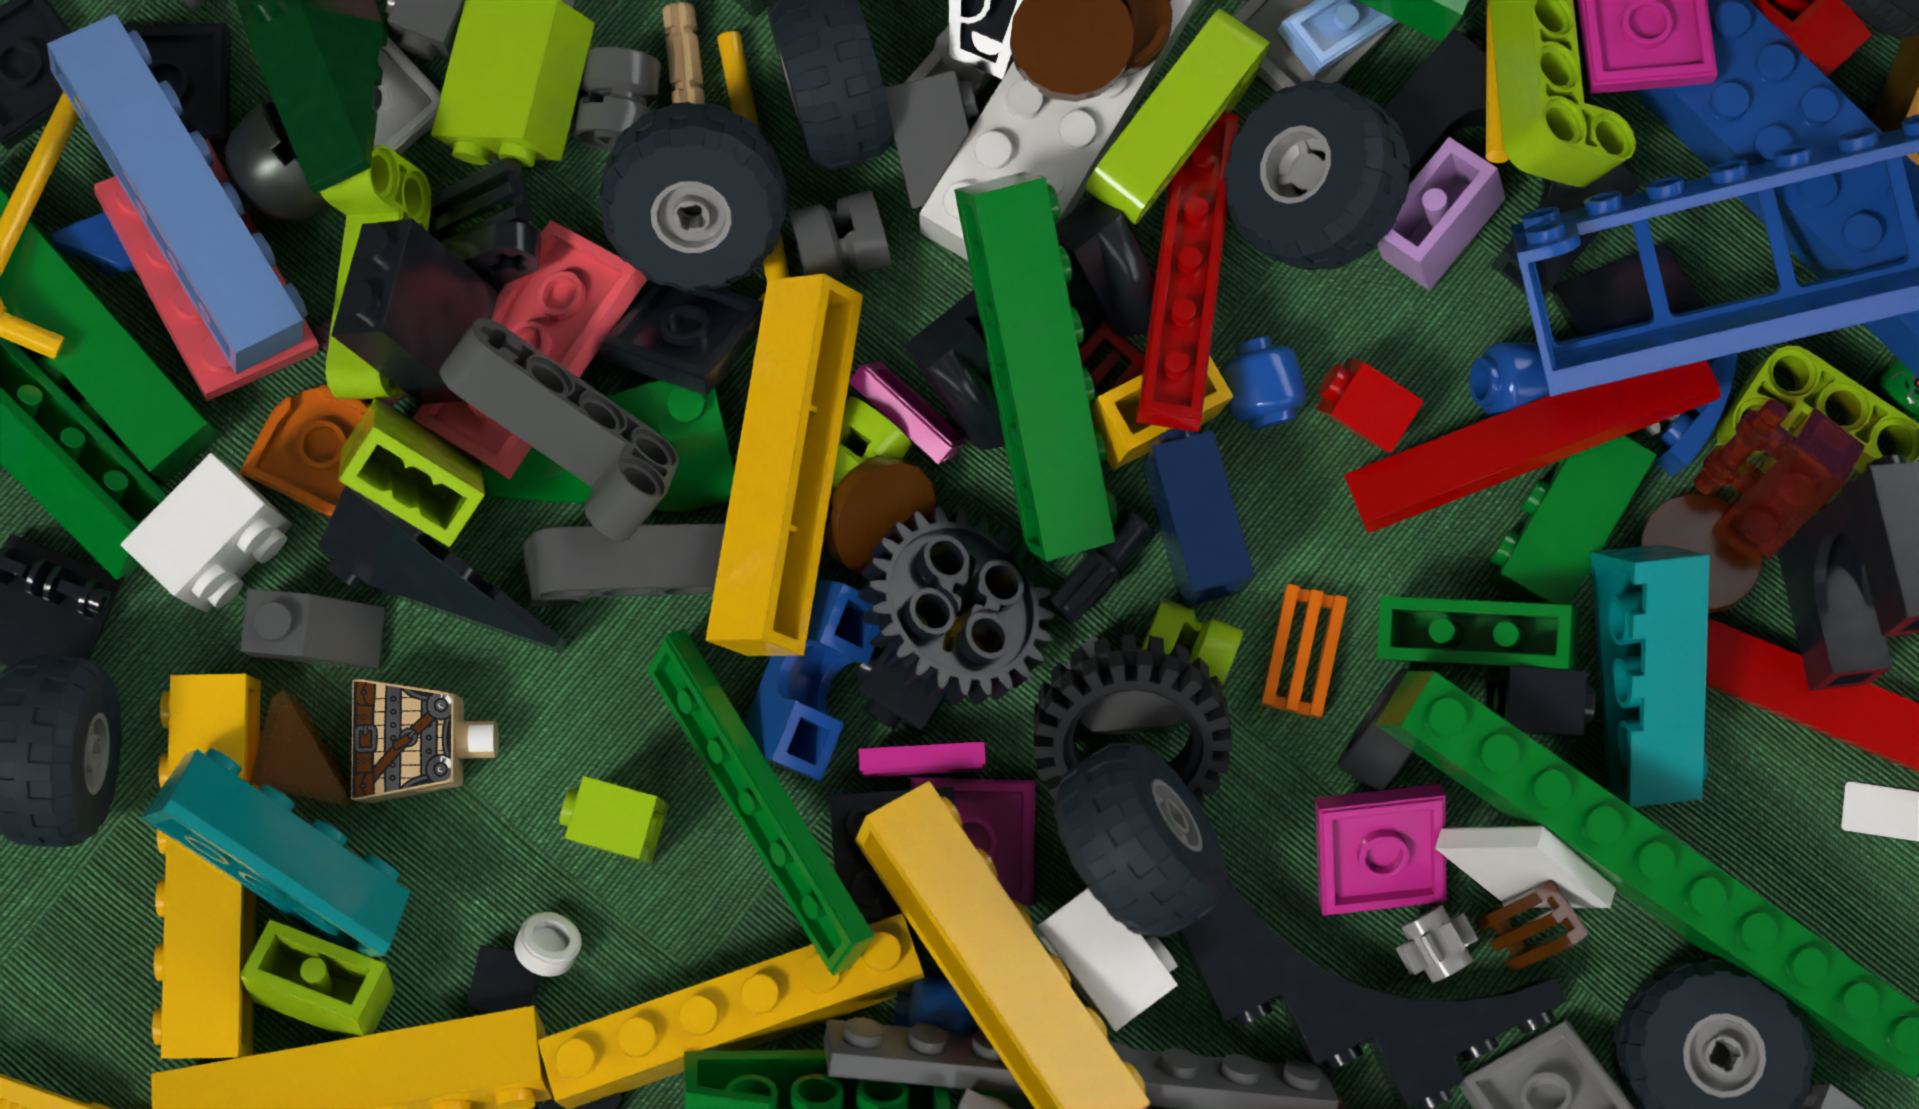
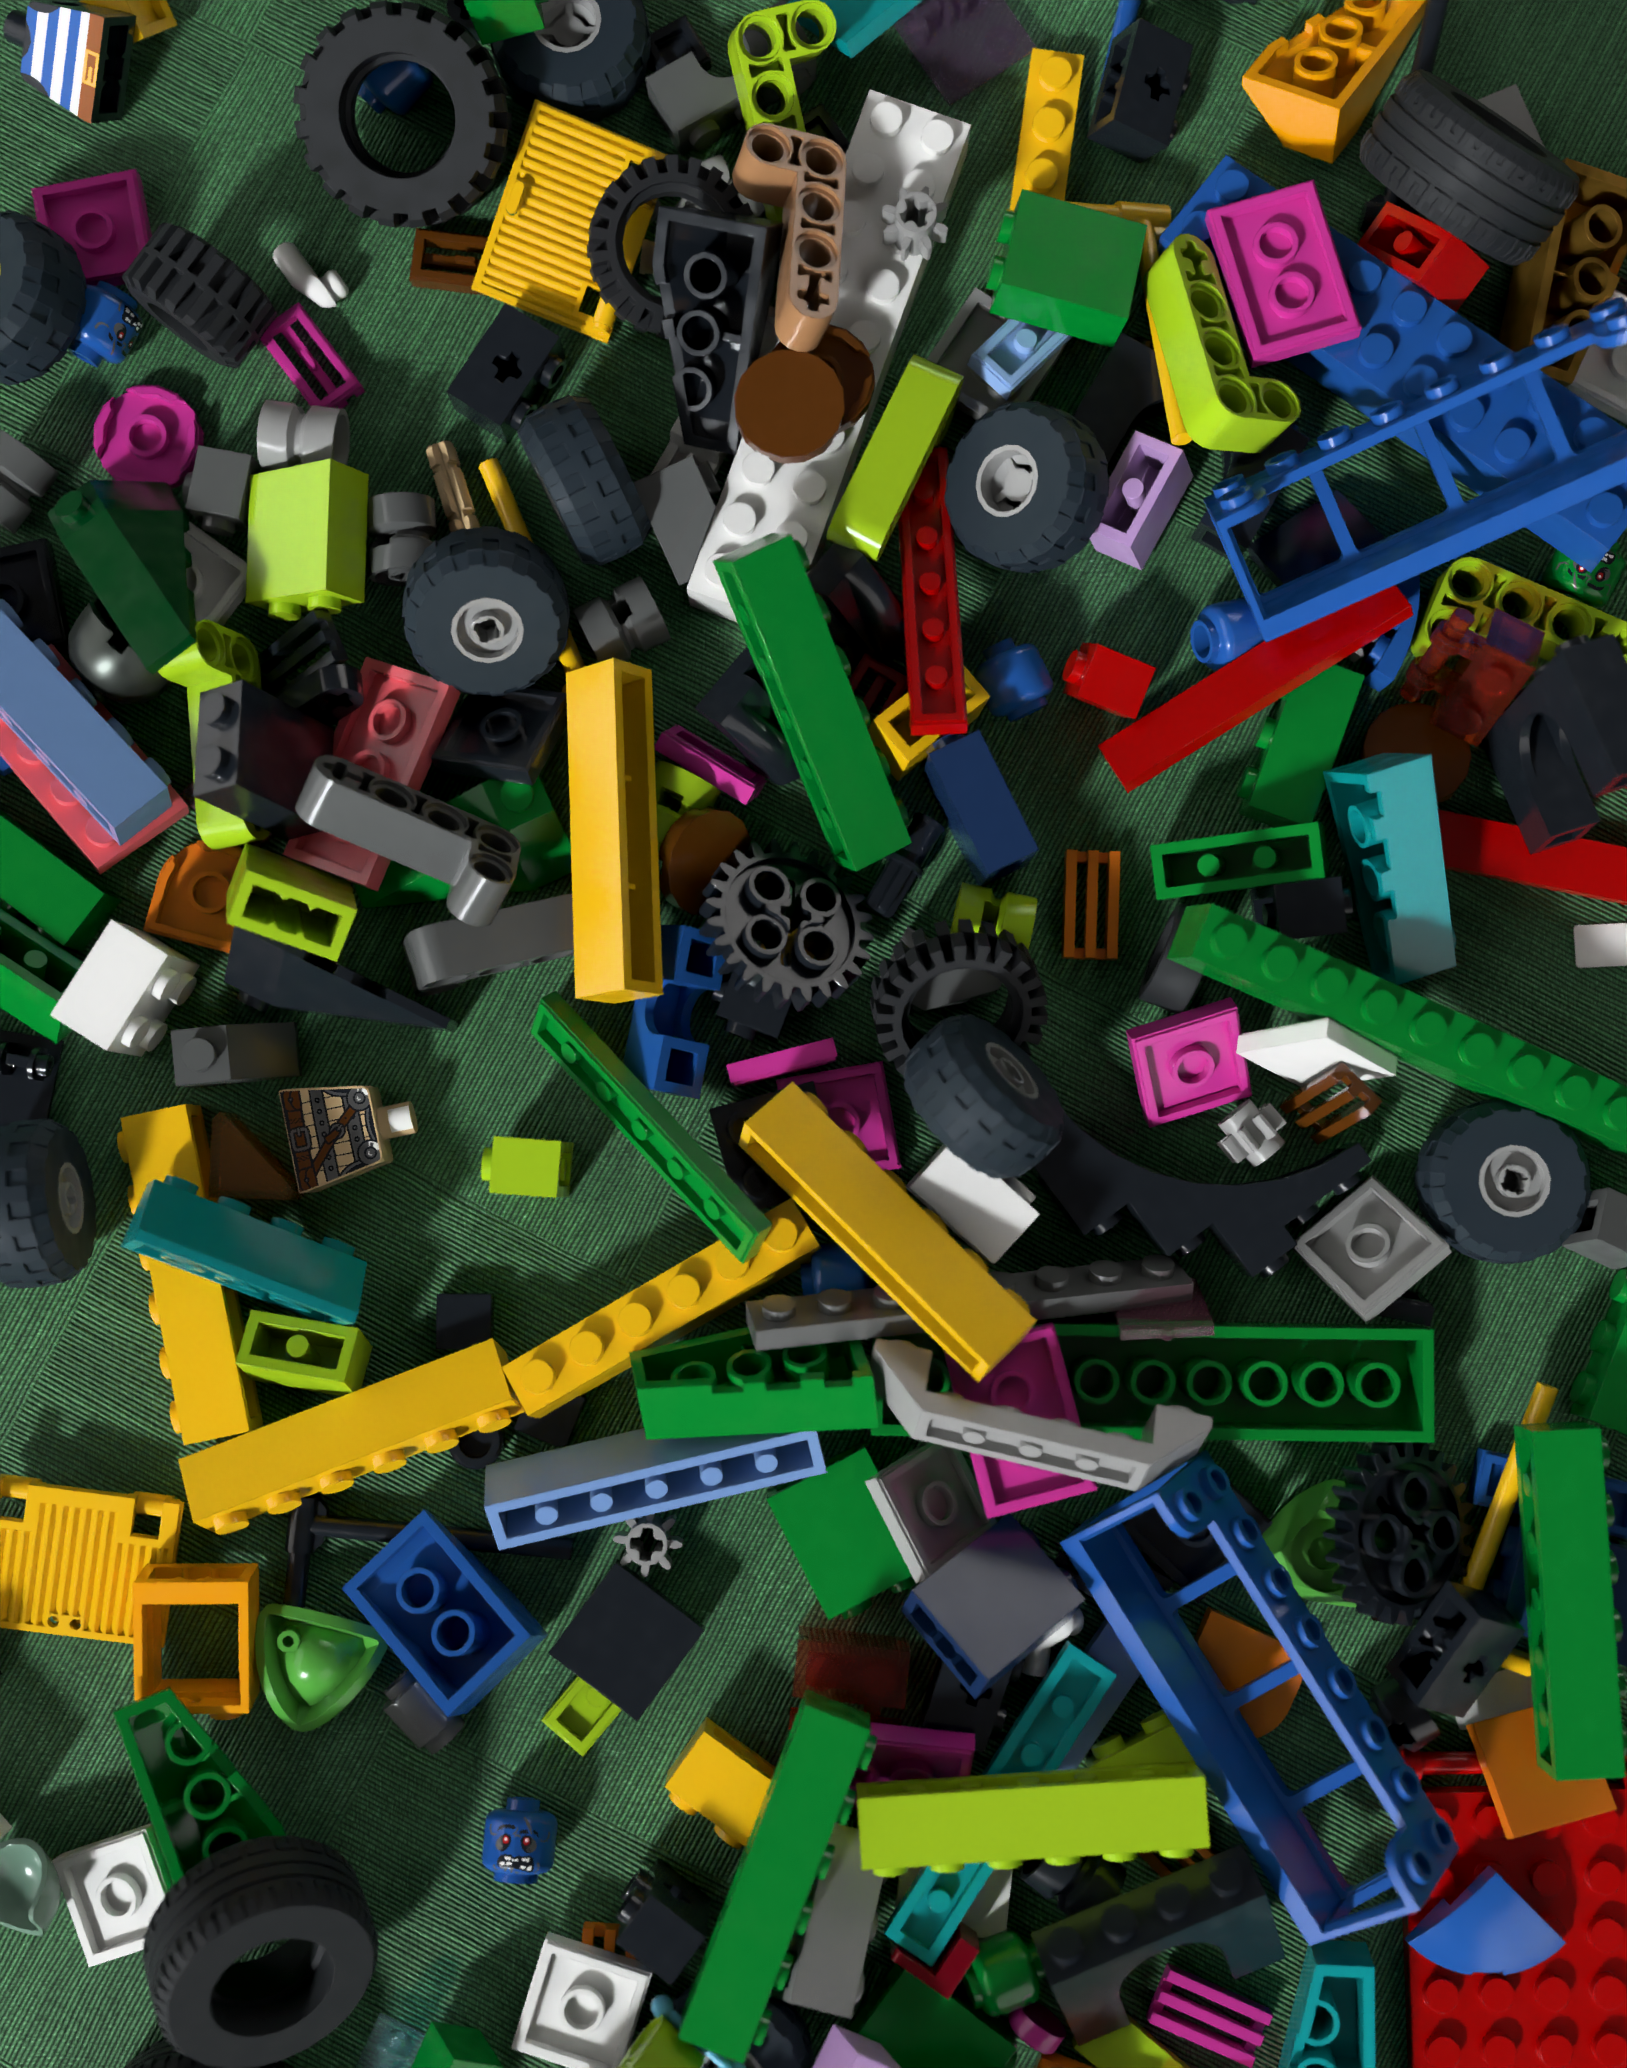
camera: 10 degrees left, 5 degrees up
(547, 944) = (494, 1282): white tile -> none

